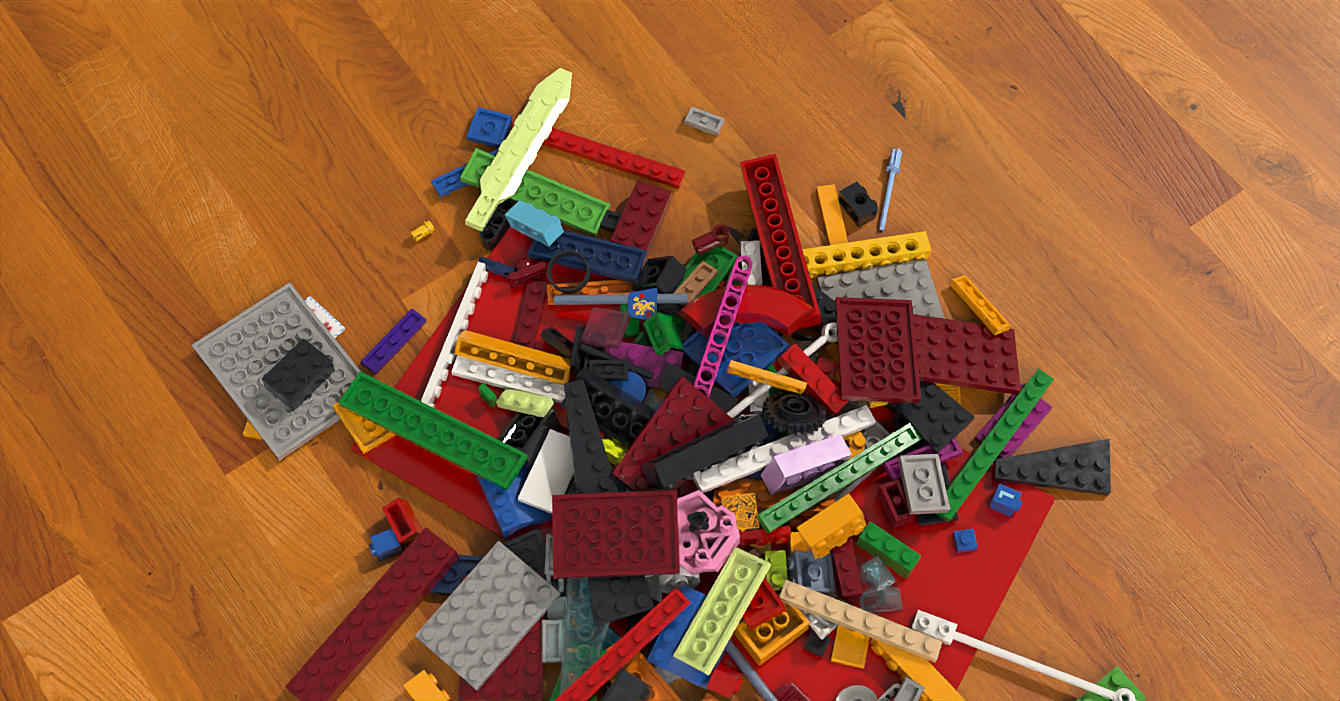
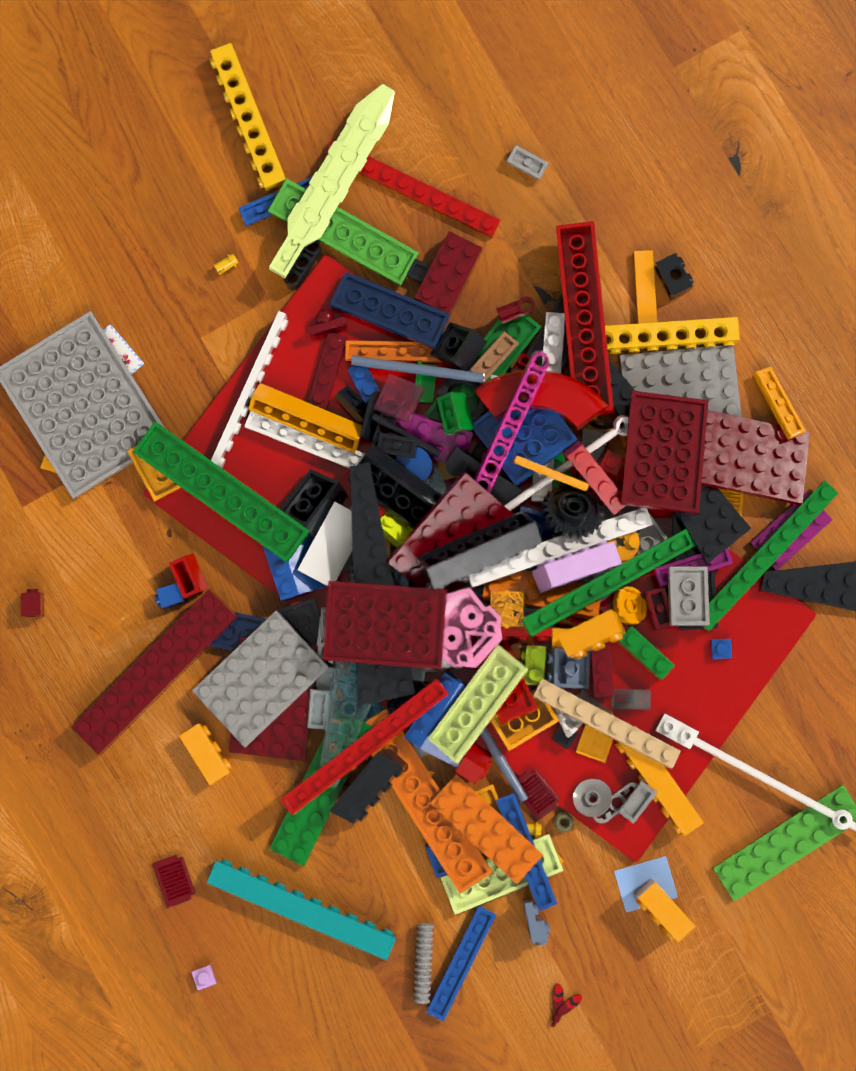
camera: 10 degrees right, 20 degrees up
(238, 567) = (32, 603): none -> dark red brick
(298, 374) = (95, 416): black brick -> none
(393, 341) = (190, 383): dark purple tile -> none
(410, 56) = (226, 56): none -> yellow brick
(487, 395) = (277, 454): green tile -> none
(489, 127) = (303, 150): blue plate -> none
(496, 267) = (298, 315): dark blue axle -> none
(525, 402) = (313, 468): yellowish green plate -> none
(534, 222) = (339, 271): medium azure brick -> none
(566, 253) = (350, 326): black tyre -> none
(566, 320) = (363, 381): none -> blue plate
(642, 303) = (438, 378): blue sticker -> none
(698, 516) = (464, 615): black plate -> none
(868, 504) = (629, 605): none -> light orange tile
(876, 574) = (629, 680): clear light blue slope -> none
(892, 168) = (717, 236): light blue piece -> none
(1006, 500) = (767, 614): blue brick -> none

